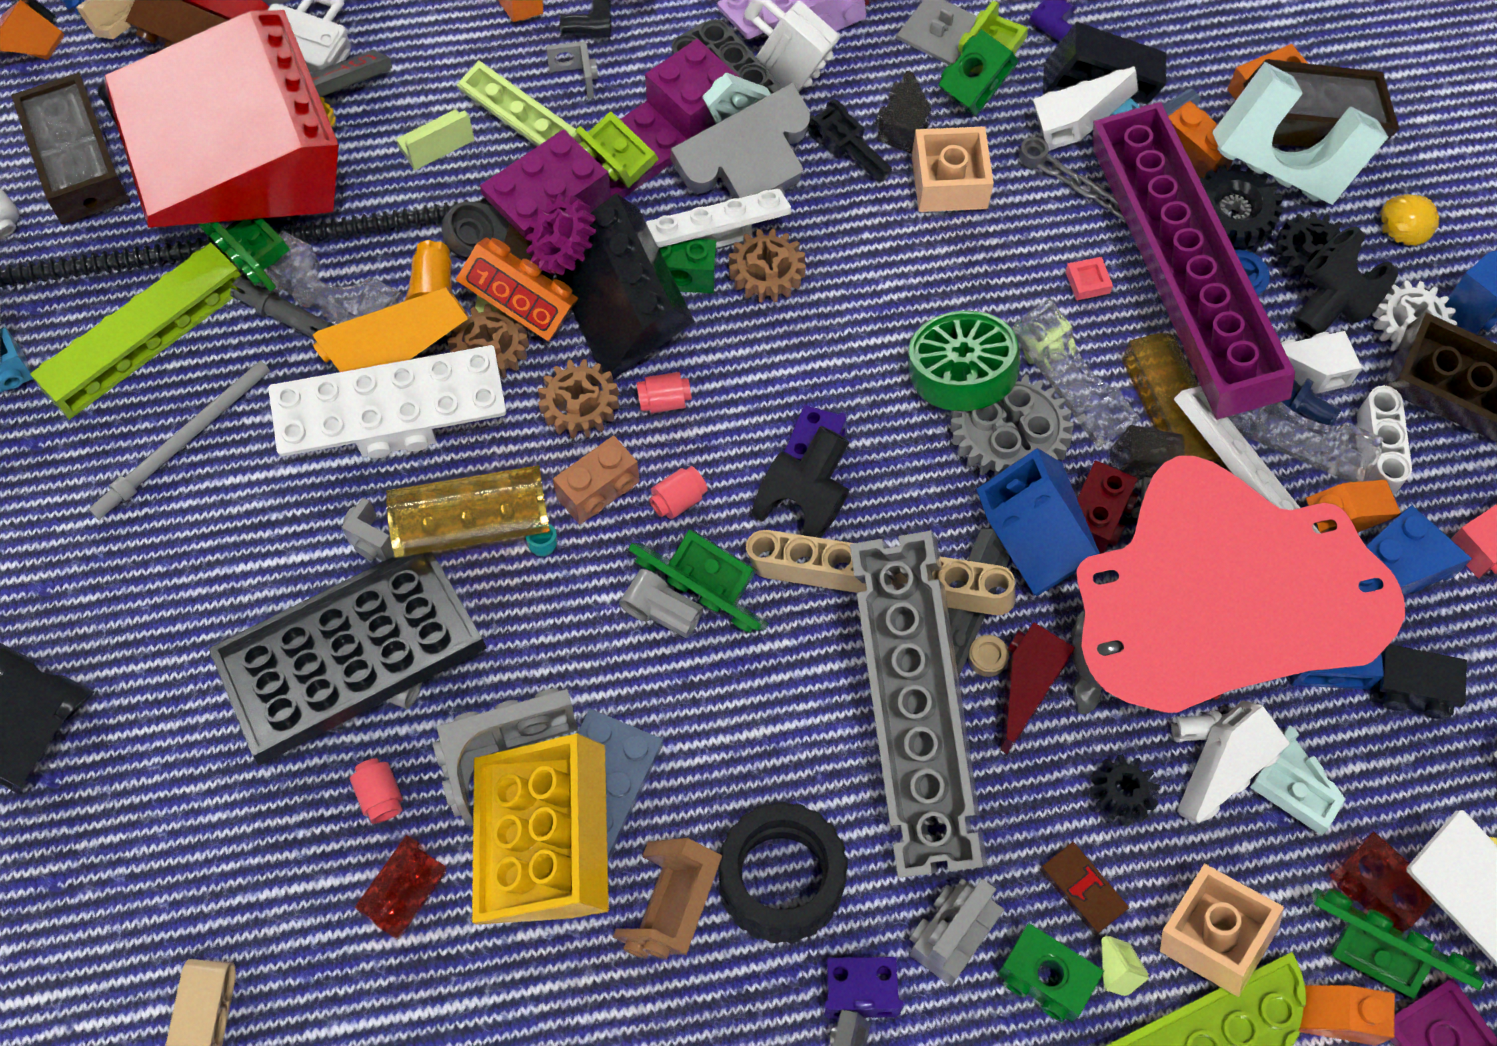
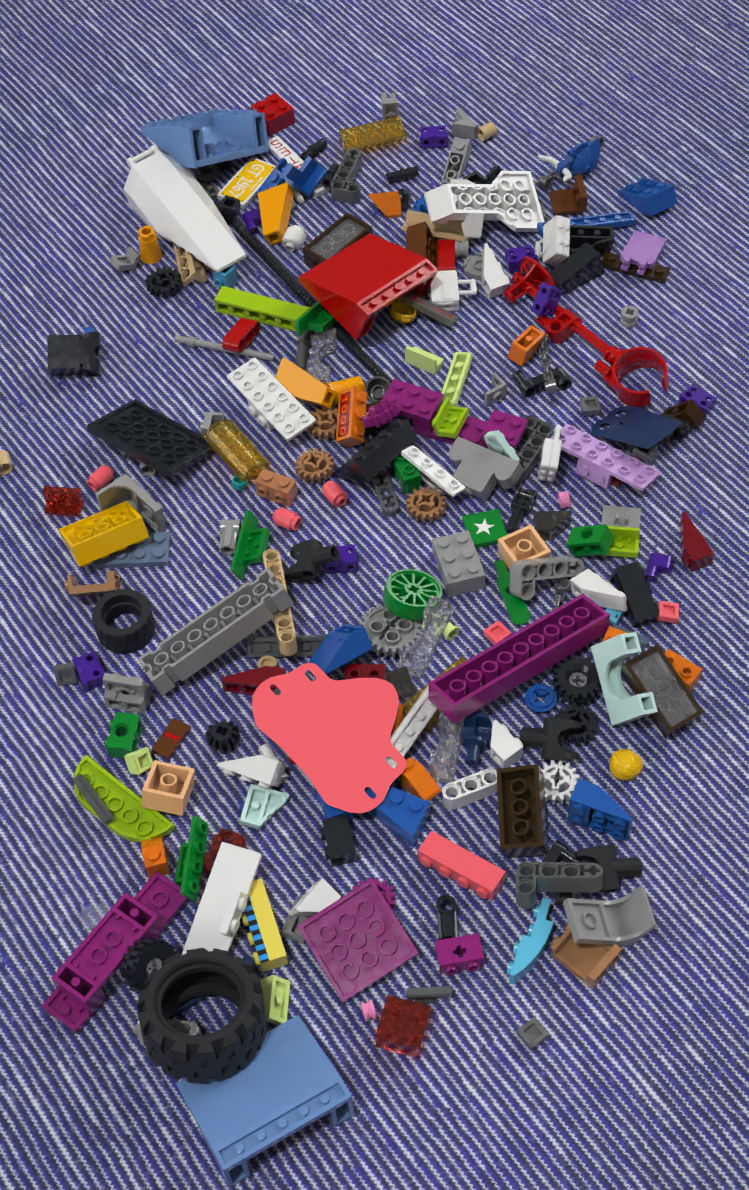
camera: 70 degrees right, 10 degrees down
(179, 393) = (241, 335): none -> red beam
(729, 312) = (383, 500): none -> dark grey beam
(859, 208) = (484, 527): none -> green tile
(864, 76) = (564, 499): none -> bright pink axle
(922, 269) = (458, 563): none -> light grey brick
(1015, 162) = (526, 571): none -> light grey beam
(1028, 227) = (515, 606): none -> green piece
(1155, 38) = (668, 612): none -> coral plate

